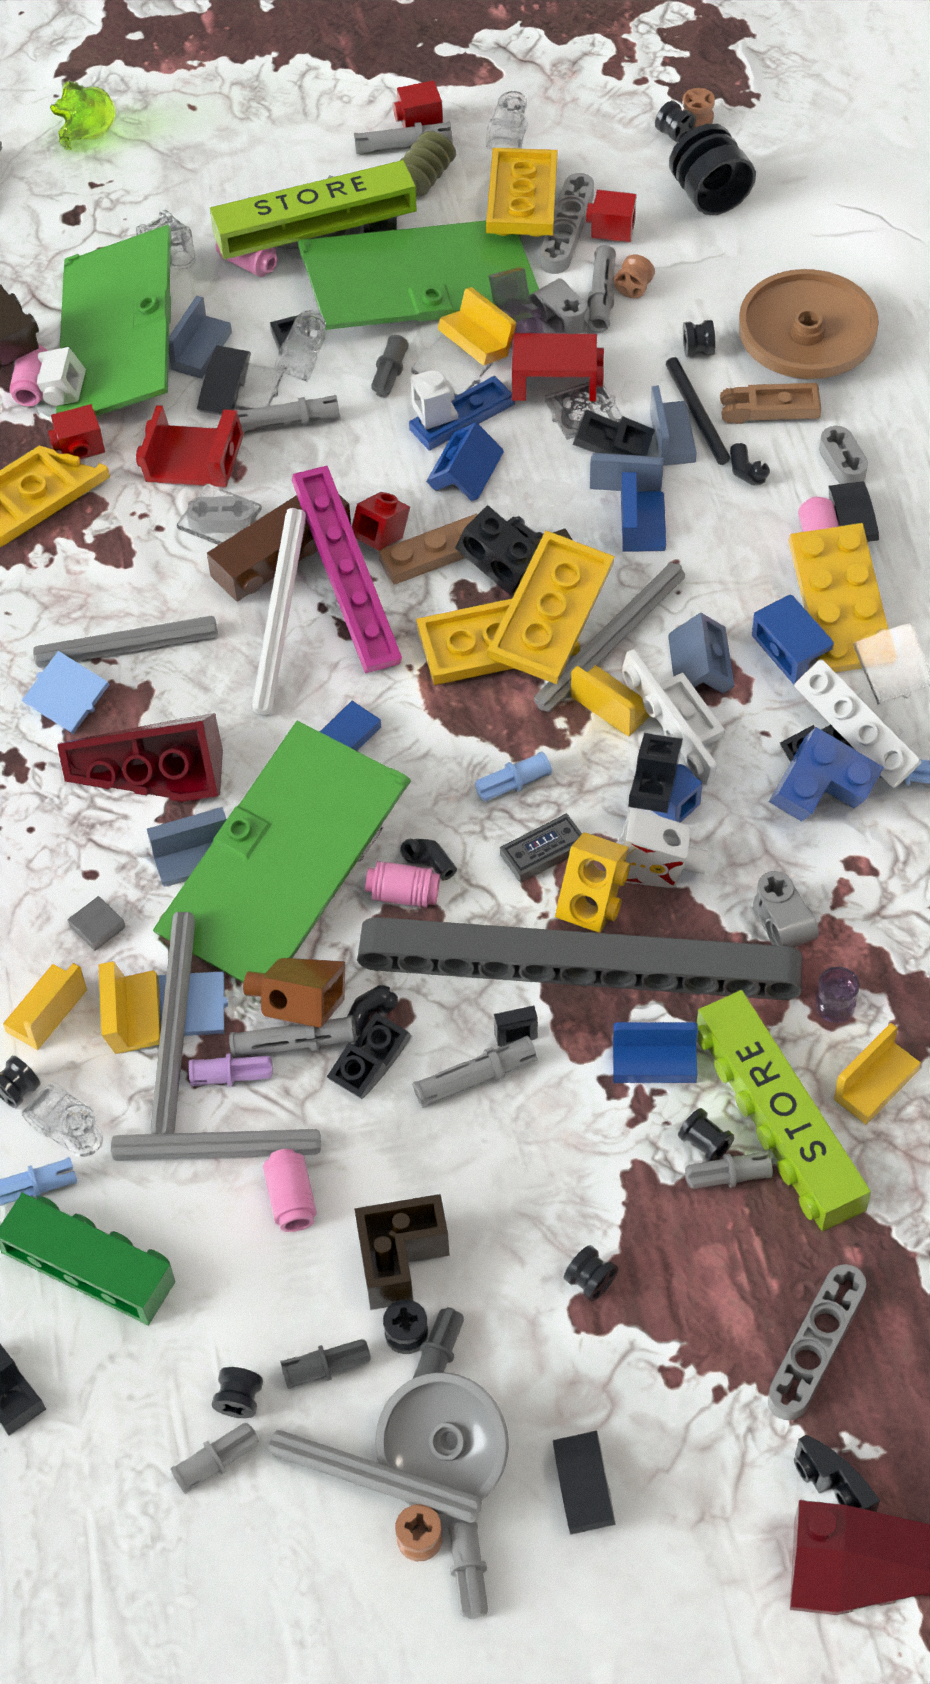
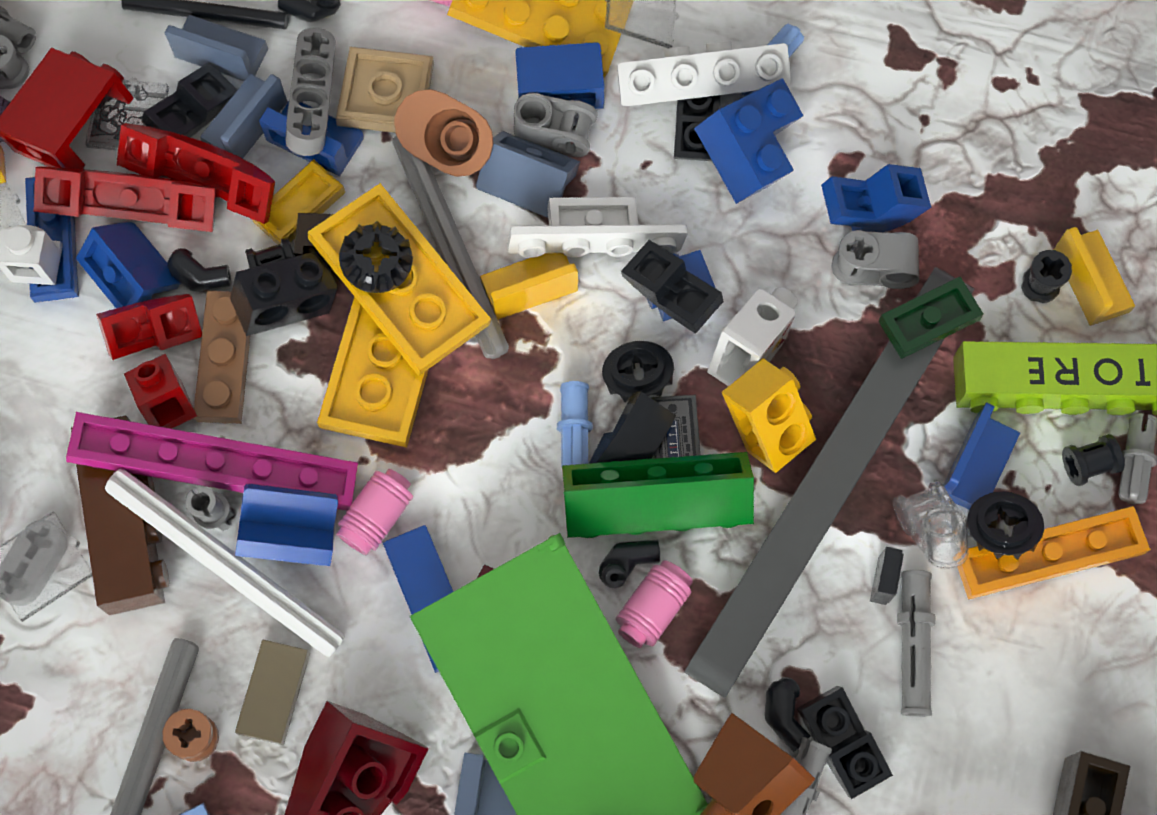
camera: 65 degrees left, 15 degrees up
(149, 666) = (201, 738): none -> nougat wheel
(208, 690) = (272, 692): none -> dark tan tile
(311, 582) = (209, 508): none -> light grey axle
(328, 634) = (287, 525): none -> blue panel
(371, 684) = (375, 511): none -> bright pink head
(428, 492) = (148, 324): none -> red slope
(486, 495) = (194, 275): none -> black arm
(487, 844) = (658, 494): none -> green brick
(514, 429) = (124, 197): none -> red slope
(518, 811) = (636, 432): none -> black slope
(546, 591) = (360, 270): none -> black gear
(569, 459) = (186, 159): none -> red slope
(576, 1039) = (934, 525): none -> clear piece
(583, 785) = (620, 367): none -> black gear
(586, 531) = (307, 192): none -> yellow tile
(604, 1071) = (1014, 511): none -> black gear
(607, 1137) = (1058, 553): none -> light orange plate
(665, 484) = (310, 90): none -> light grey beam
(690, 583) = (443, 132): none -> nougat piece
(708, 542) = (377, 84): none -> tan tile
(743, 952) = (930, 317): none -> dark green plate
(751, 657) = (556, 123): none -> light grey piece
(827, 890) = (881, 202): none -> blue brick
(834, 985) = (993, 250): clear purple wheel -> none
(841, 1031) = (1050, 264): none -> black bush

